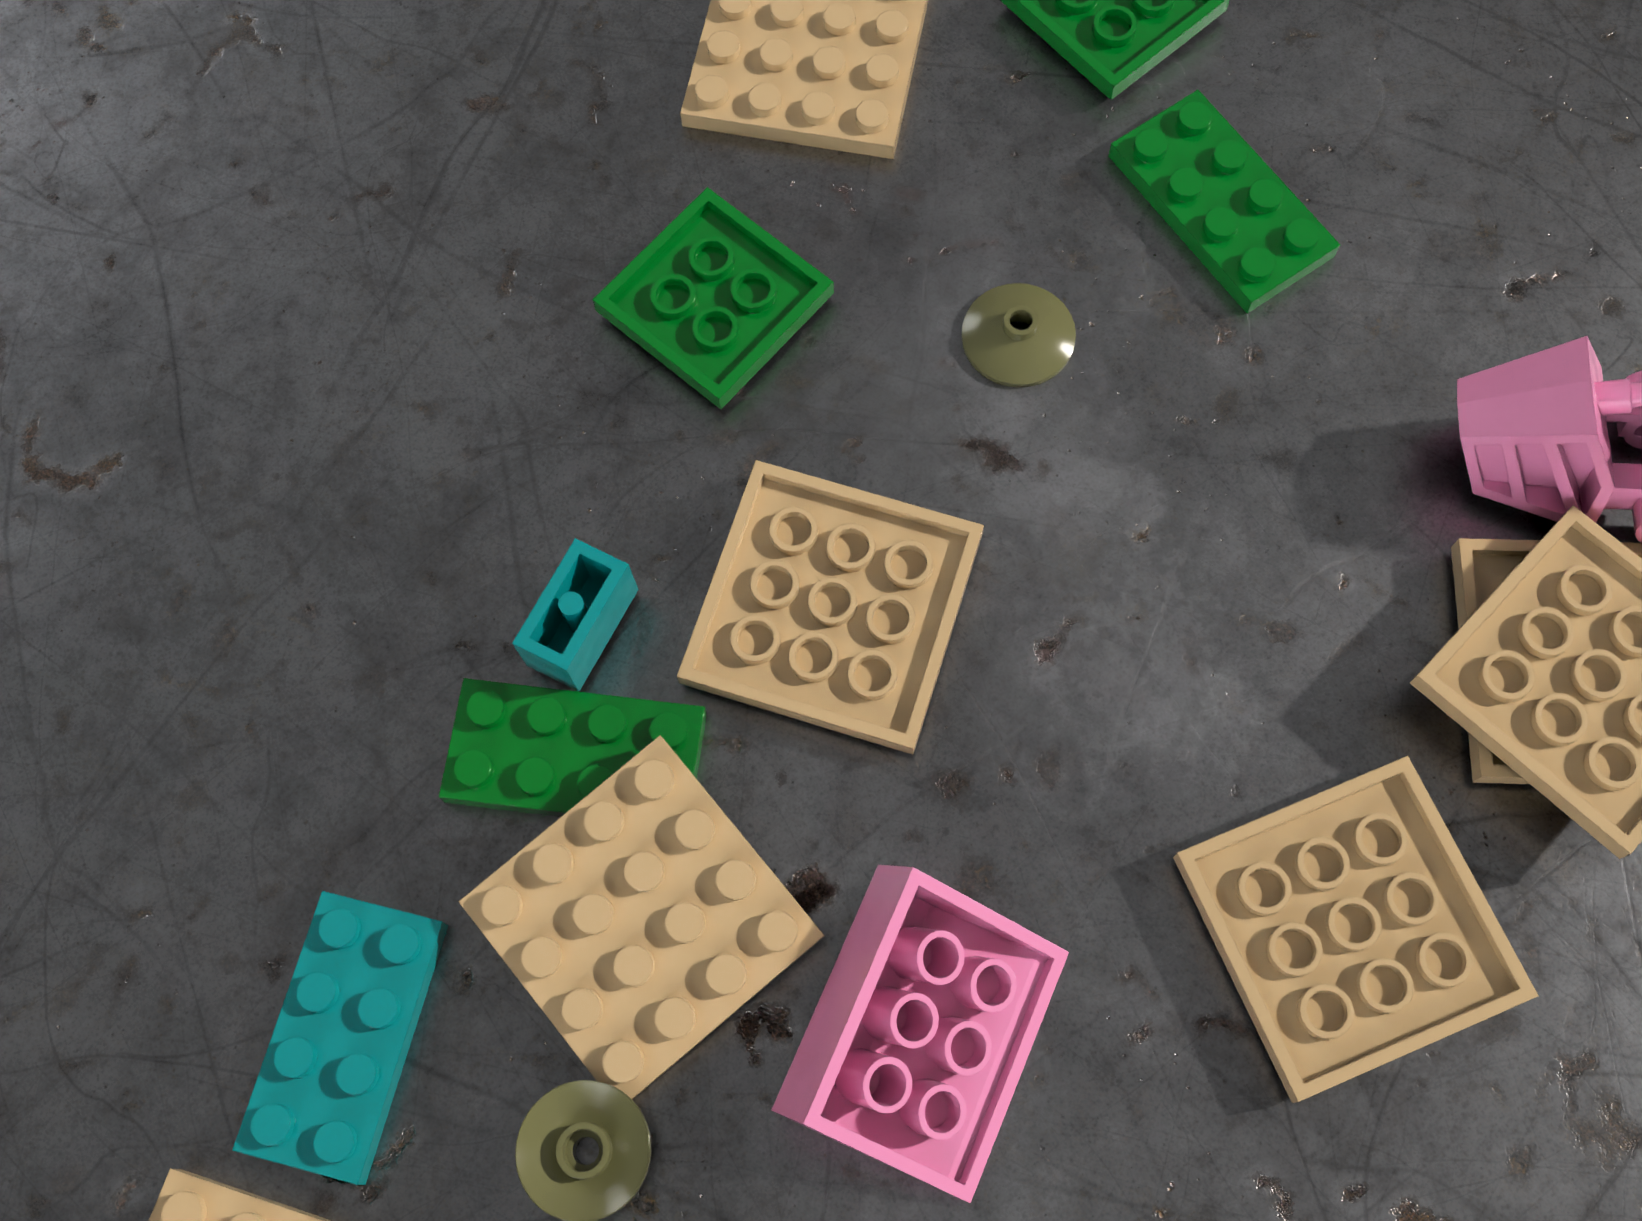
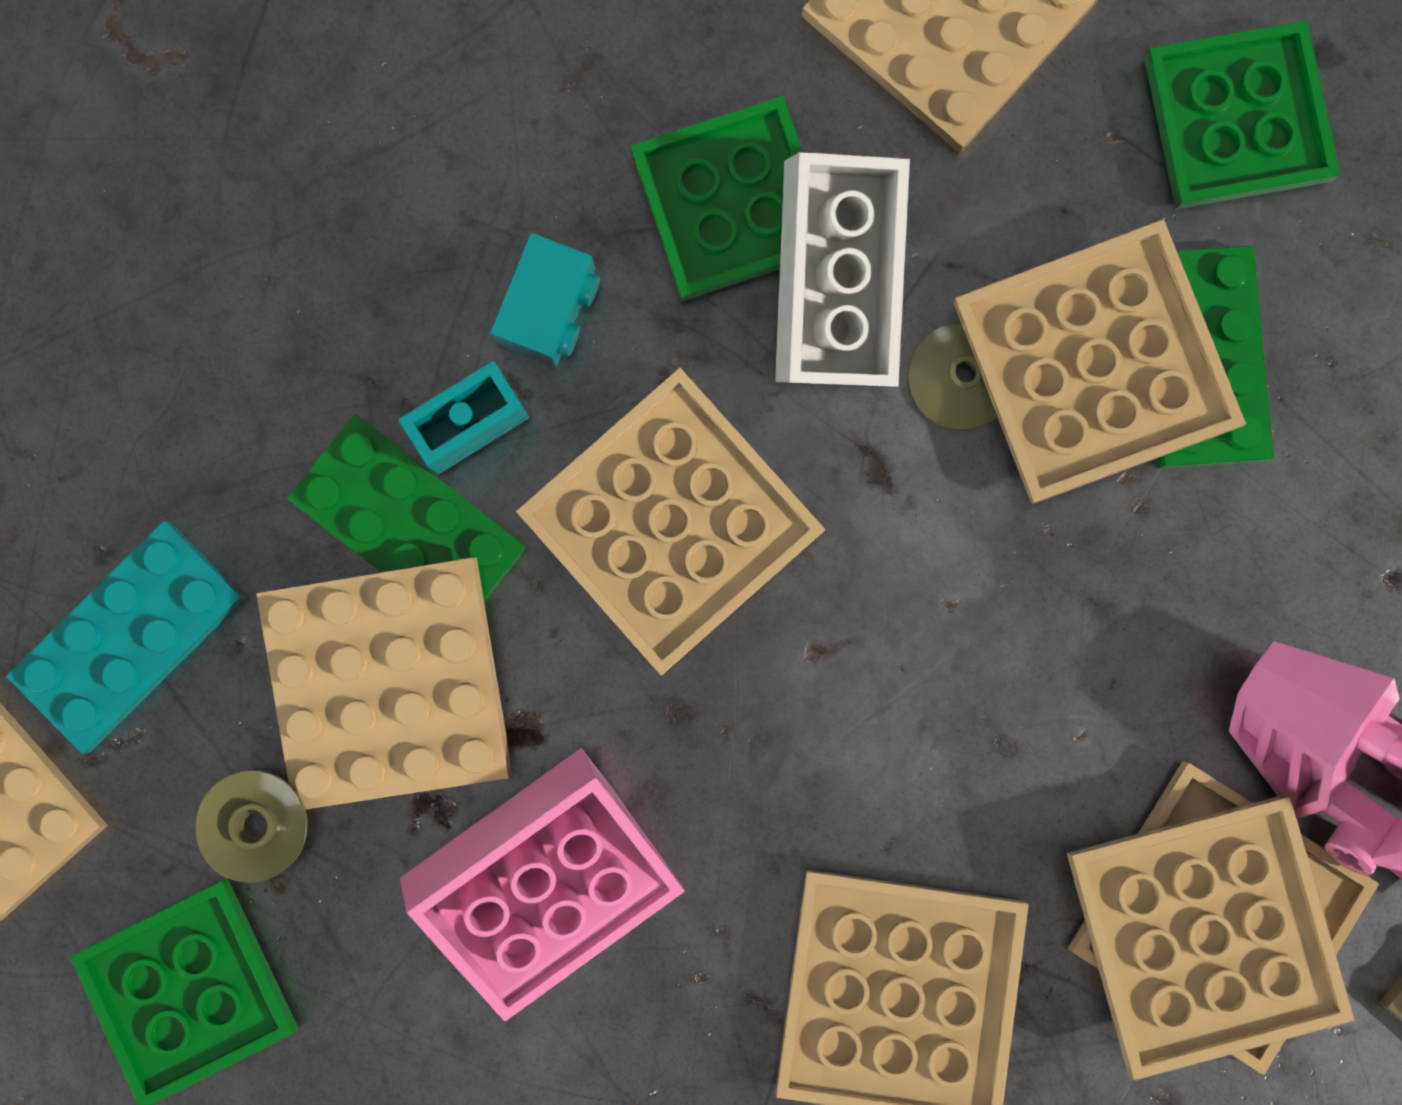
camera: 25 degrees right, 15 degrees up
(591, 473) = (545, 300): none -> teal brick
(854, 289) = (842, 269): none -> white brick
(1133, 246) = (1098, 362): none -> tan plate

